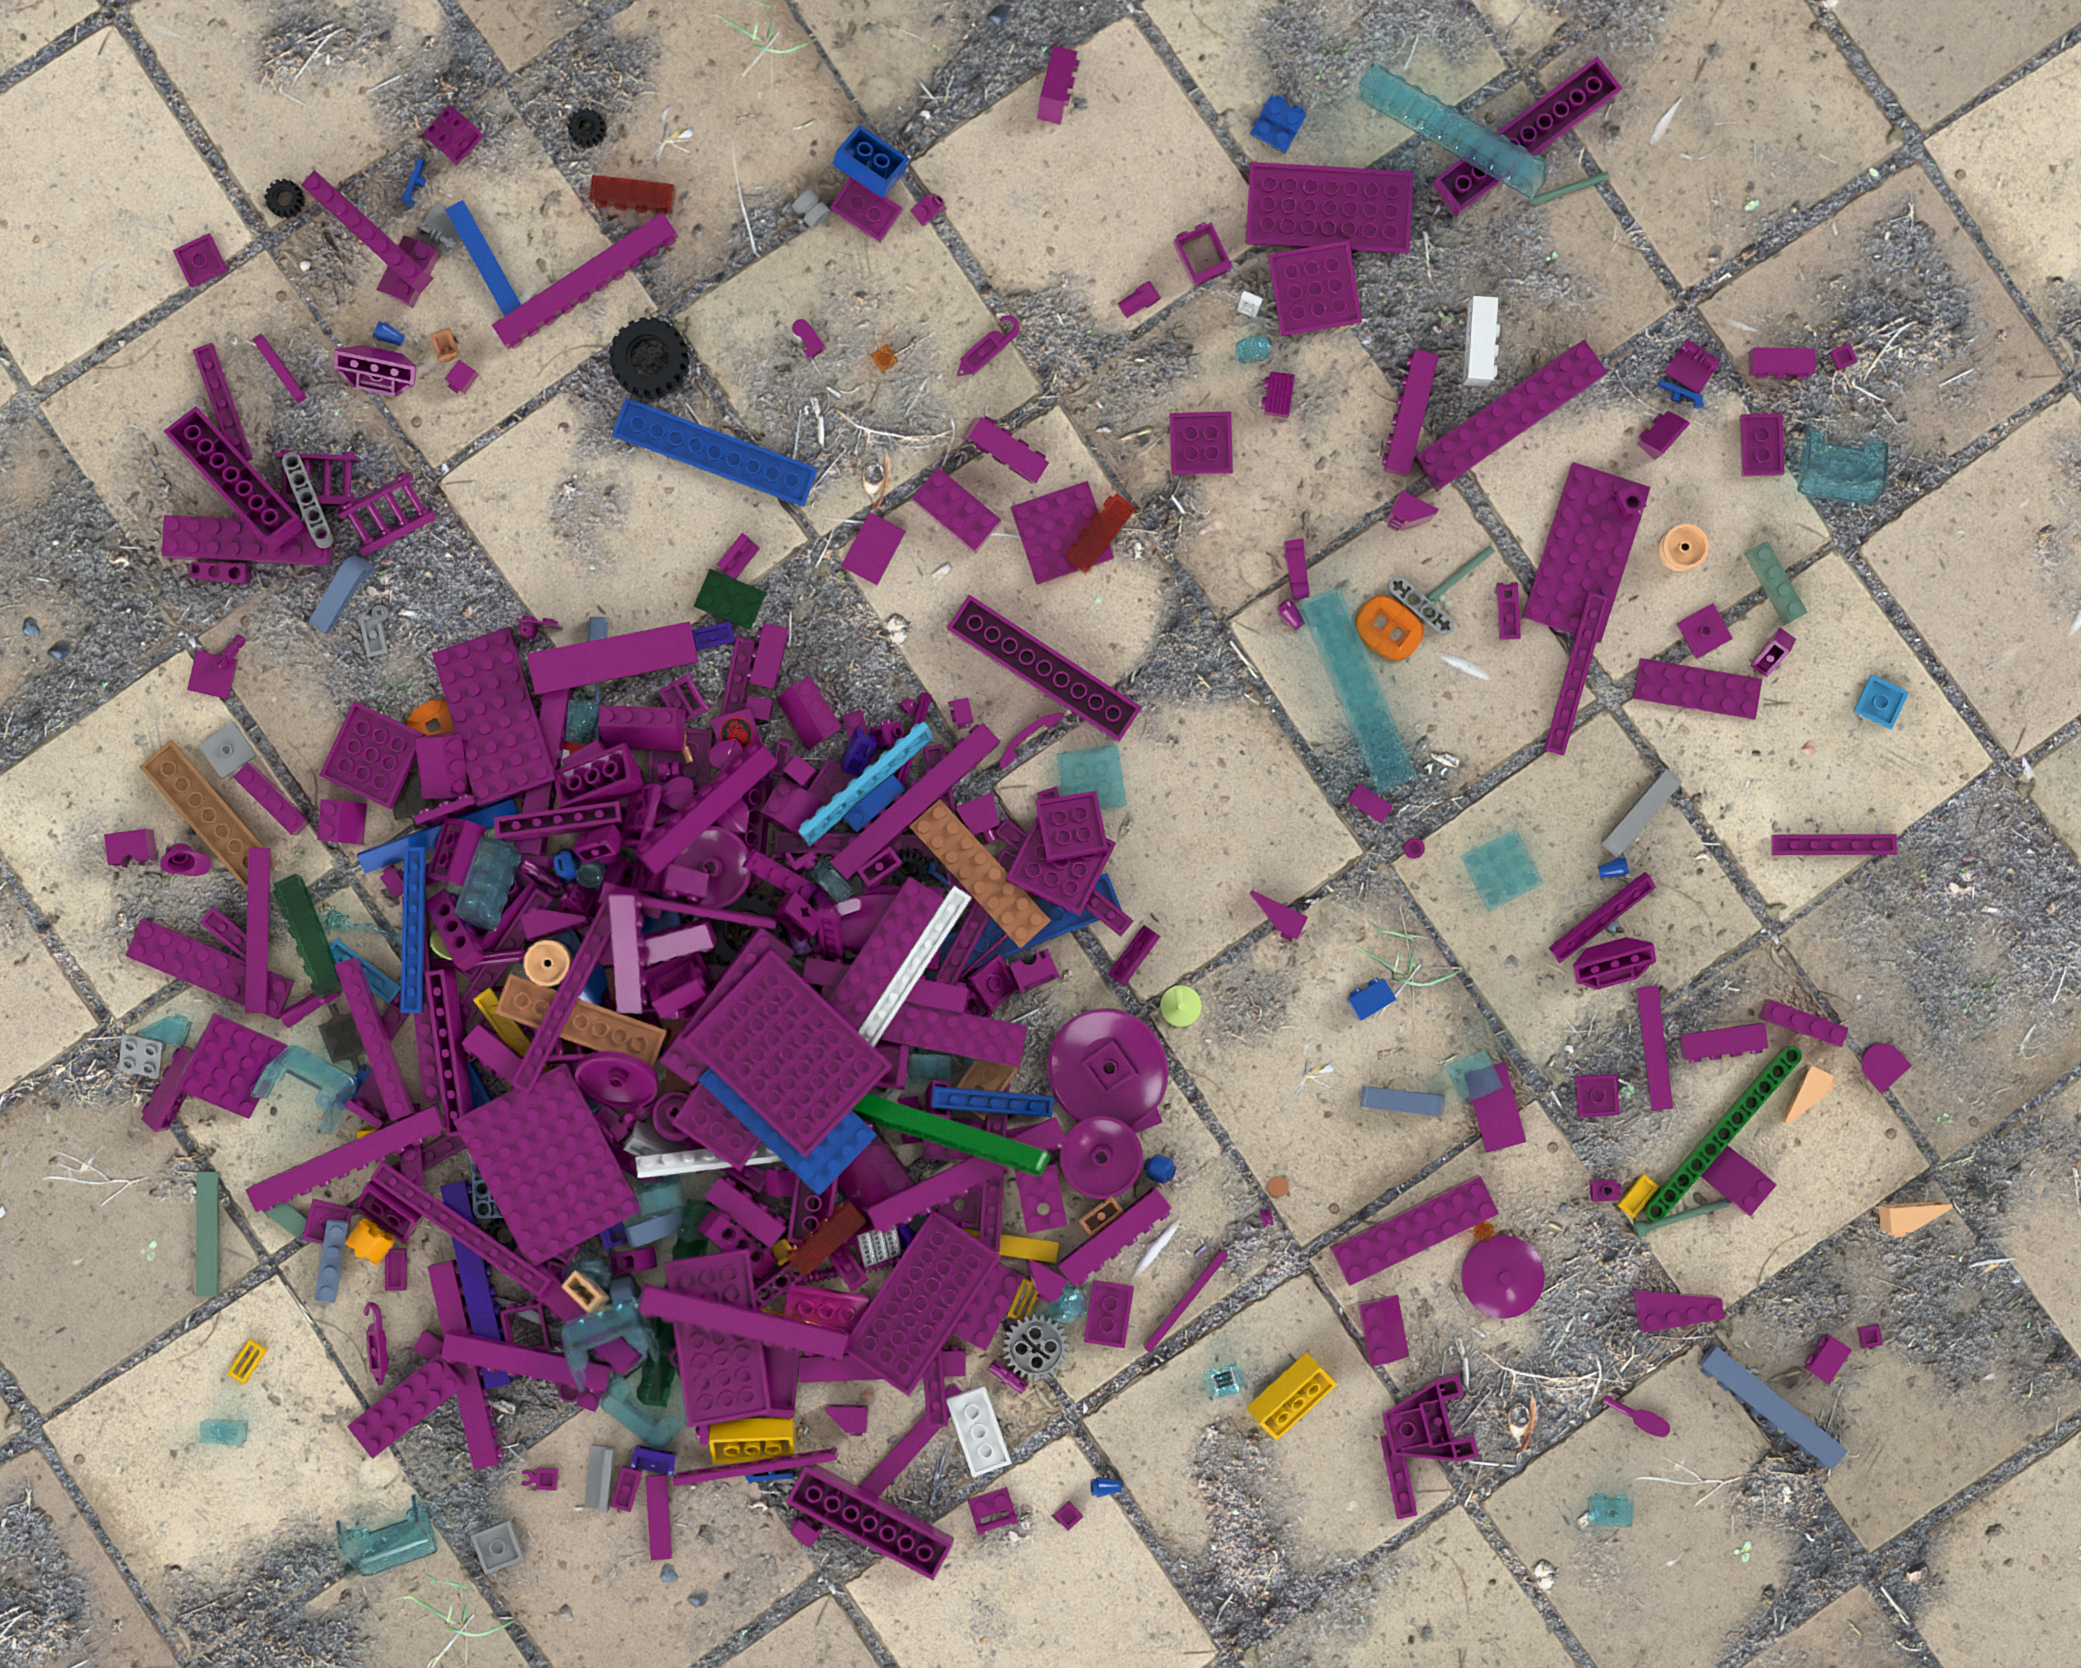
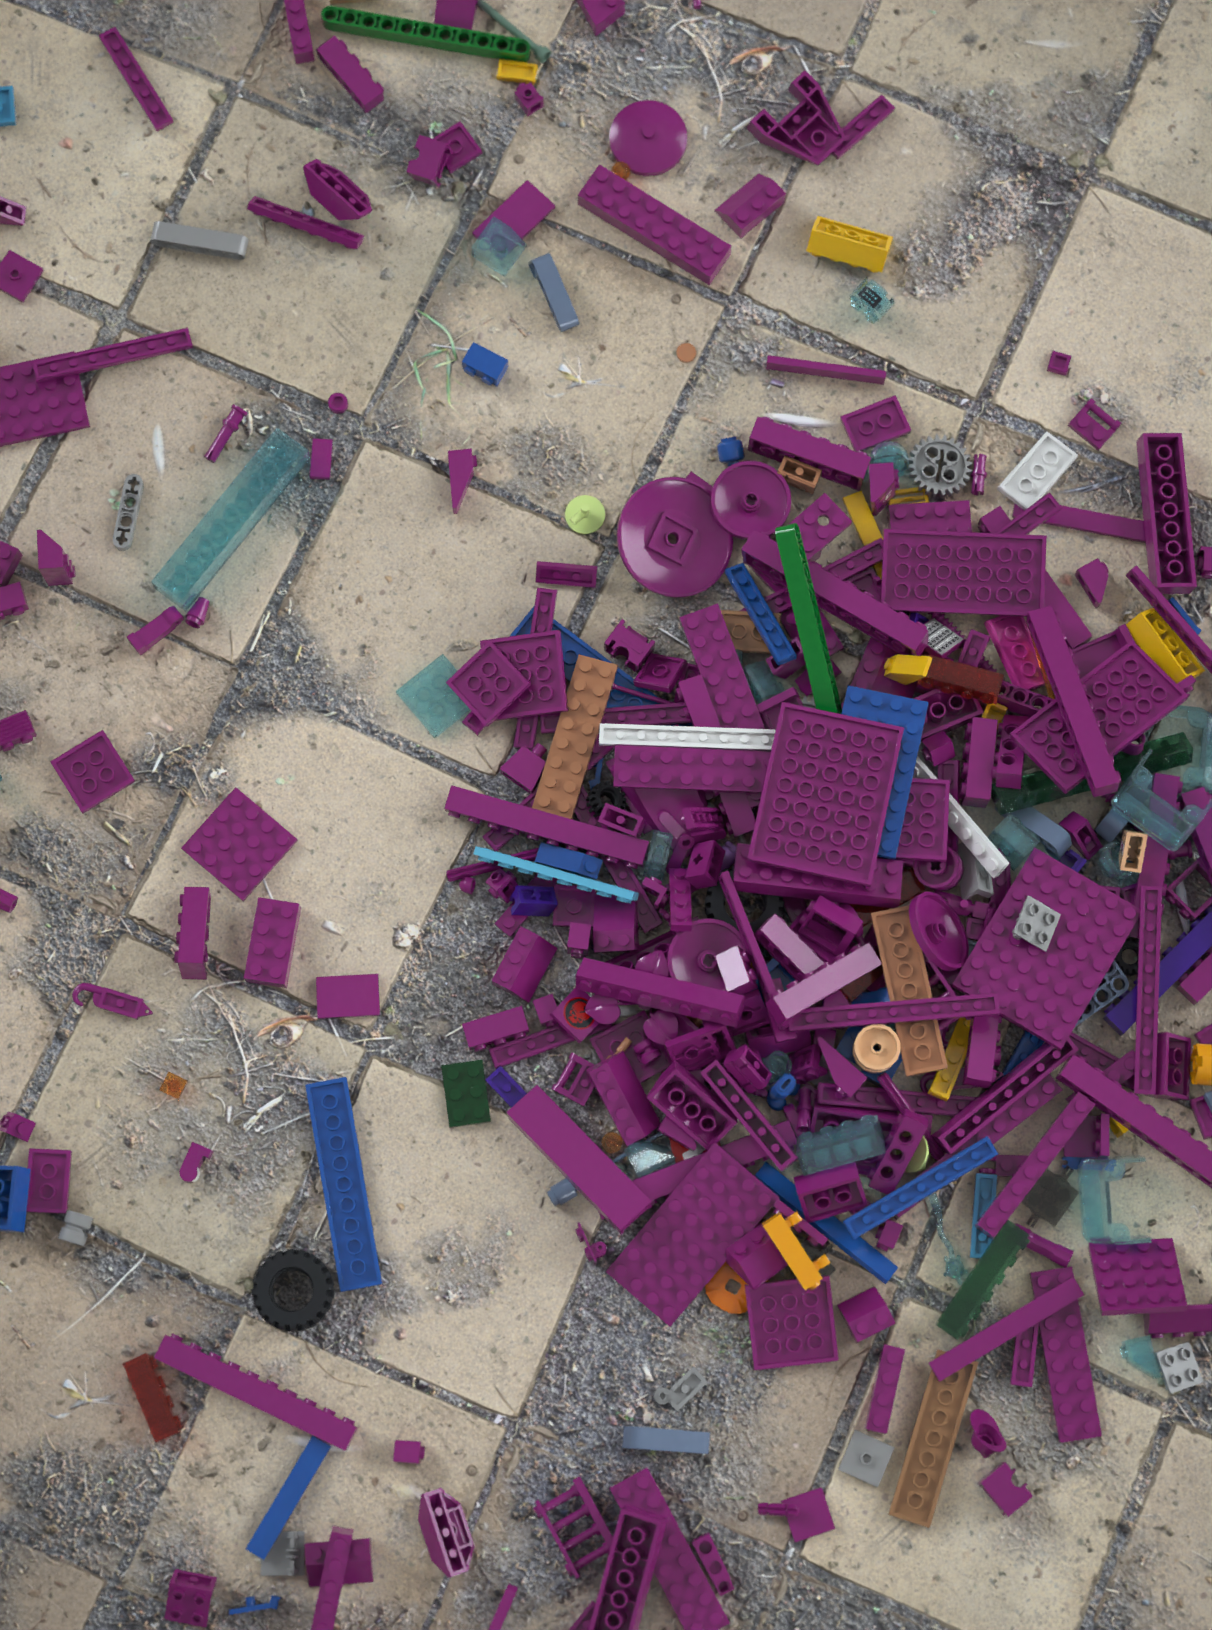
camera: 120 degrees left, 10 degrees down
(305, 491) = (593, 1524): light grey beam -> none
(388, 334) = (407, 1543): blue cone -> none
(404, 524) = (585, 1427): magenta fence -> none
(424, 788) = (793, 1252): none -> light orange brick
(444, 345) = (388, 1484): nougat bracket -> none
(571, 1166) = (1036, 923): none -> light grey hinge
(595, 136) = (124, 1486): black tyre -> none
(614, 696) = (611, 1142): none -> clear orange plate
(738, 556) = (423, 1107): magenta bracket -> none
(782, 754) = (571, 967): magenta piece -> none
(862, 1197) = (907, 668): none -> yellow slope
(961, 713) = (446, 835): magenta brick -> none
(1043, 668) = (367, 788): magenta brick -> none
(1049, 721) = (458, 775): magenta slope -> none
(1100, 534) = (221, 806): clear red brick -> none
(1104, 1486) = (1017, 347): blue cone -> none
(1266, 1217) = (717, 345): magenta bush -> none
(1397, 616) = (147, 526): orange piece -> none
(1448, 741) = (229, 426): none -> magenta pin
(1460, 573) = (81, 496): sand green bar -> none
(1502, 870) = (313, 322): clear light blue plate -> none
(1508, 611) = (91, 439): magenta plate -> none
(1592, 1063) = (430, 162): none -> magenta piece
(1614, 868) = (257, 234): blue cone -> none
(1654, 1048) = (388, 125): magenta tile -> none
(1697, 688) = (68, 255): magenta plate -> none

